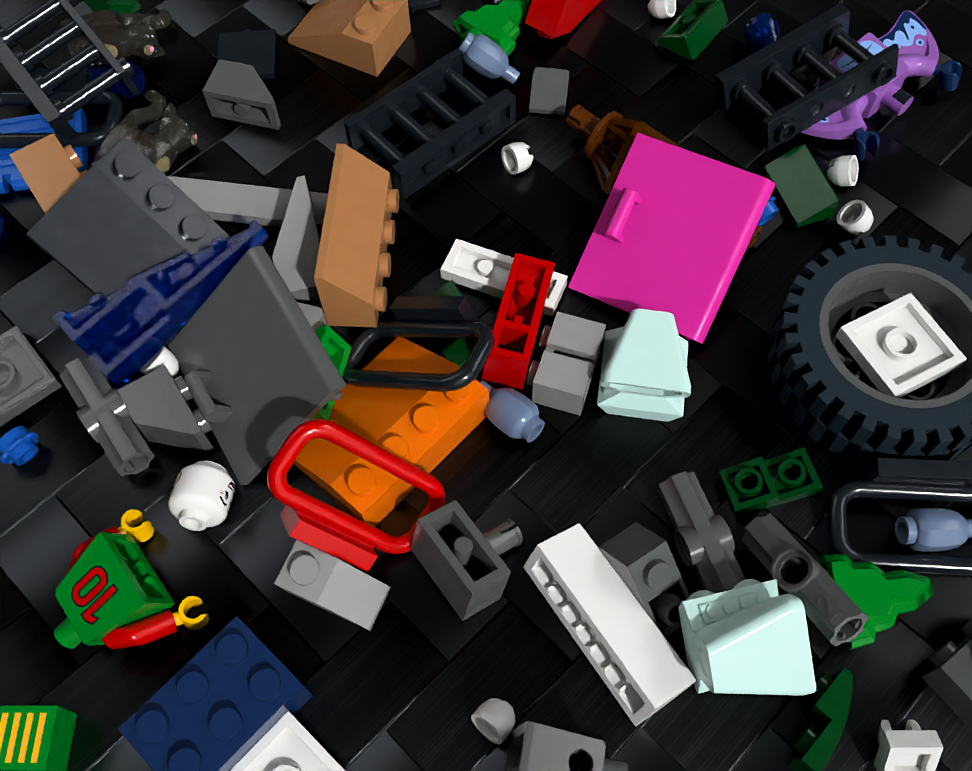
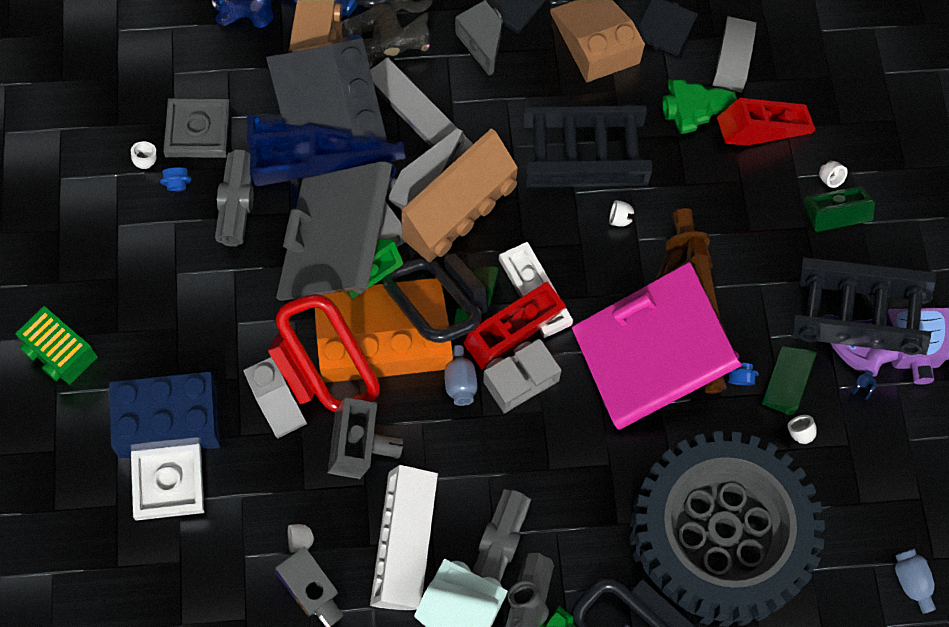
camera: 35 degrees right, 5 degrees up
(115, 593) = (162, 308): green torso -> none
(161, 358) = (288, 190): white hinge -> none
(162, 411) = (267, 220): dark grey slope -> none
(201, 495) = (248, 288): white head -> none
(487, 58) = (664, 126): sand blue plant -> none
(549, 91) = (687, 182): dark grey slope -> none
(645, 368) = (563, 416): light aqua piece -> none
(649, 573) = (446, 531): dark grey slope -> none
(761, 31) = (879, 250): clear blue cone -> none
(770, 482) = (575, 543): dark green slope -> none
(843, 171) = (831, 392): white hinge -> none
(900, 347) = (725, 529): white plate -> none

